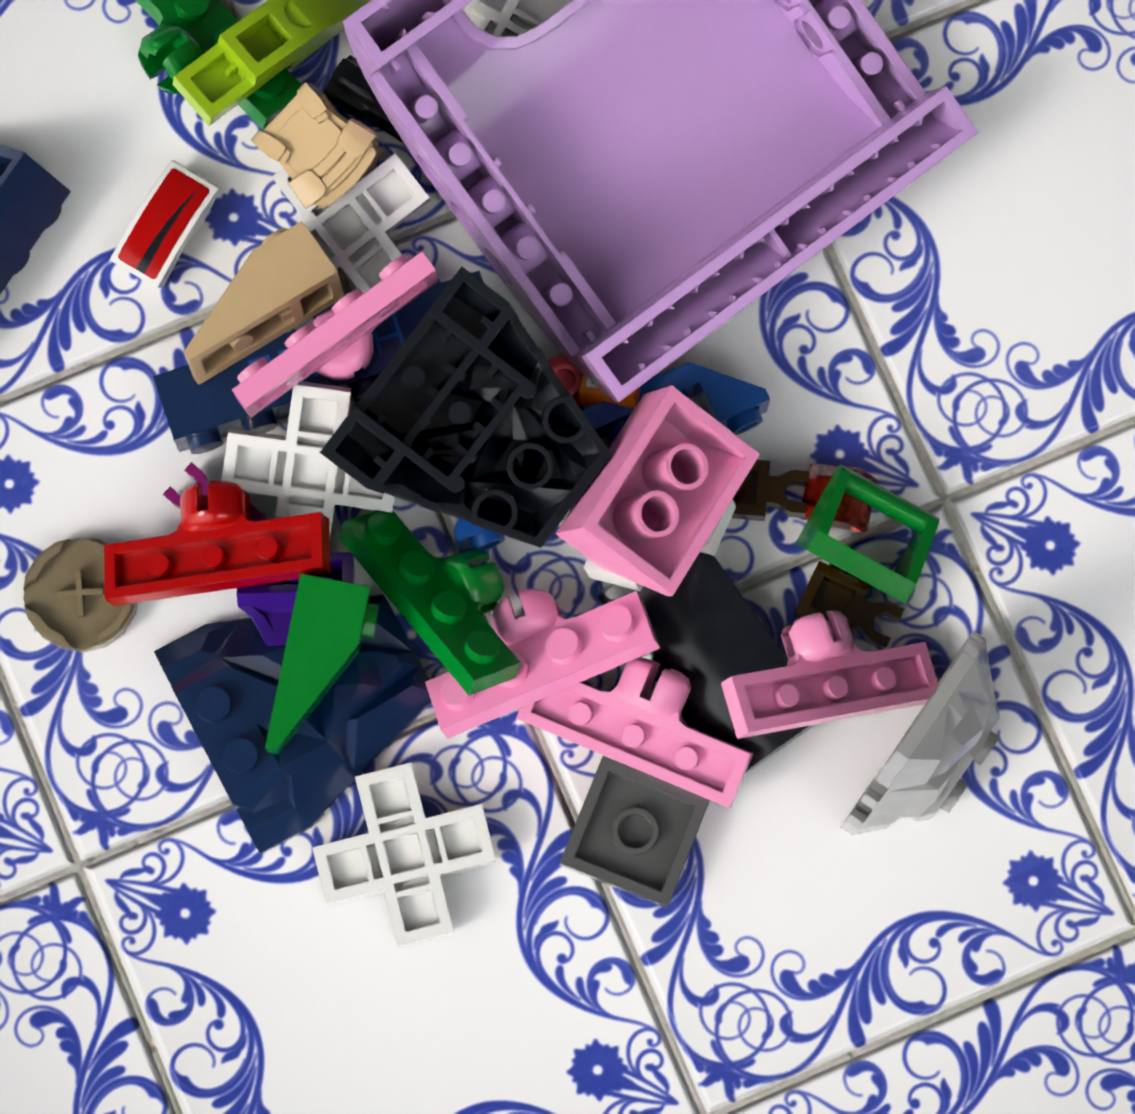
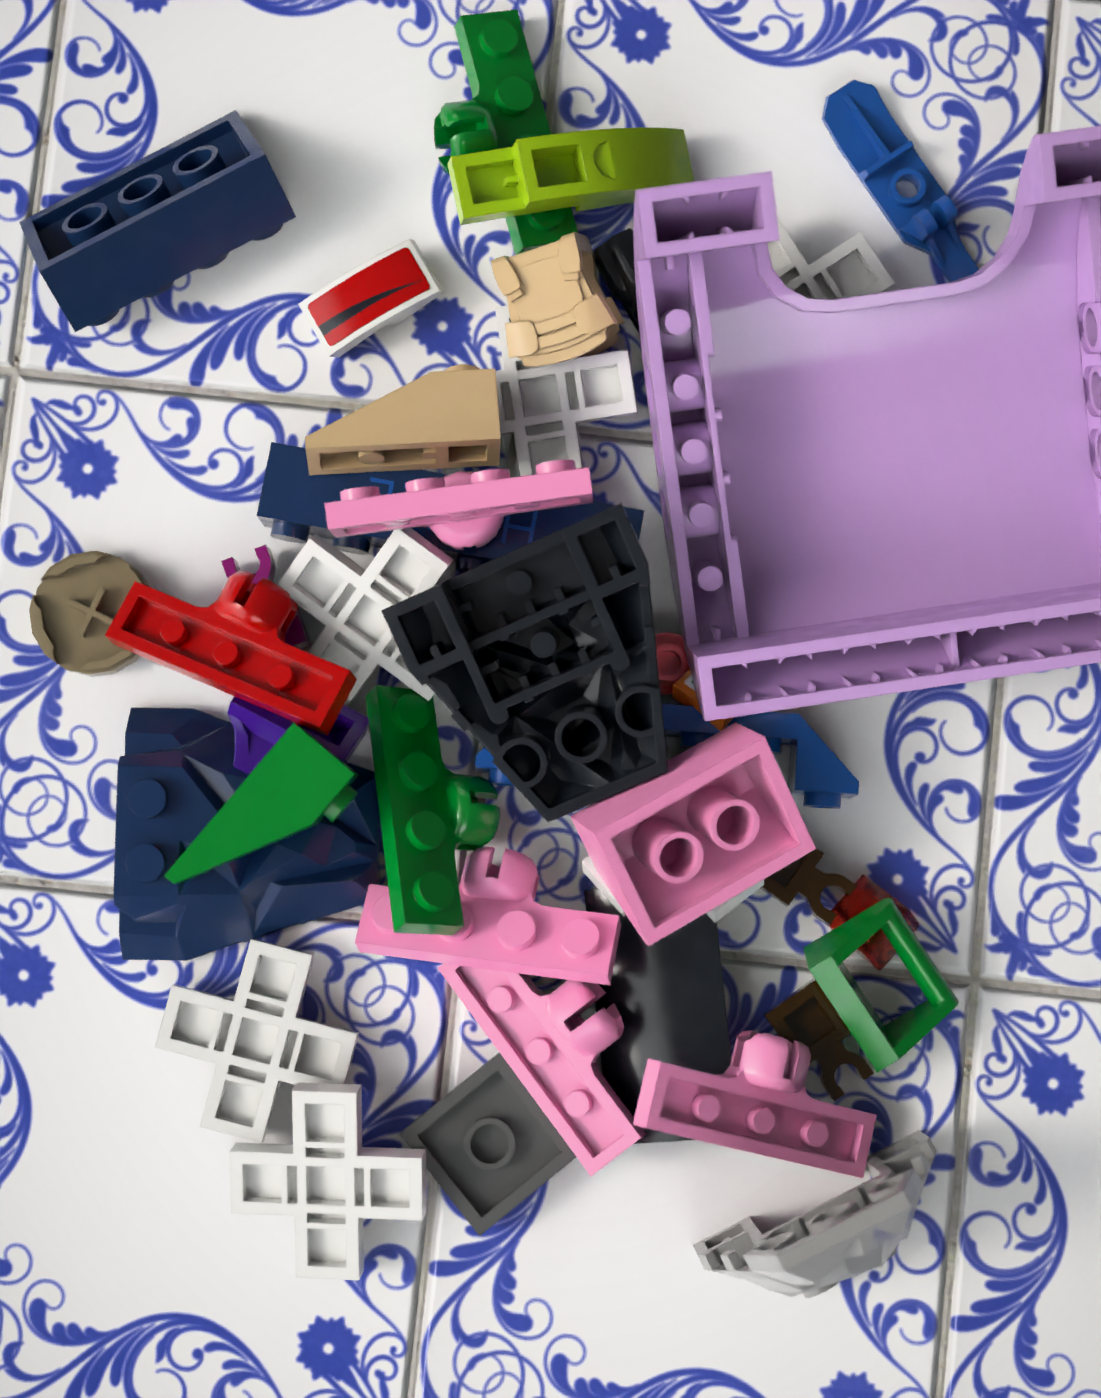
camera: 30 degrees right, 5 degrees up
(524, 930) = (328, 1181): none -> white plate

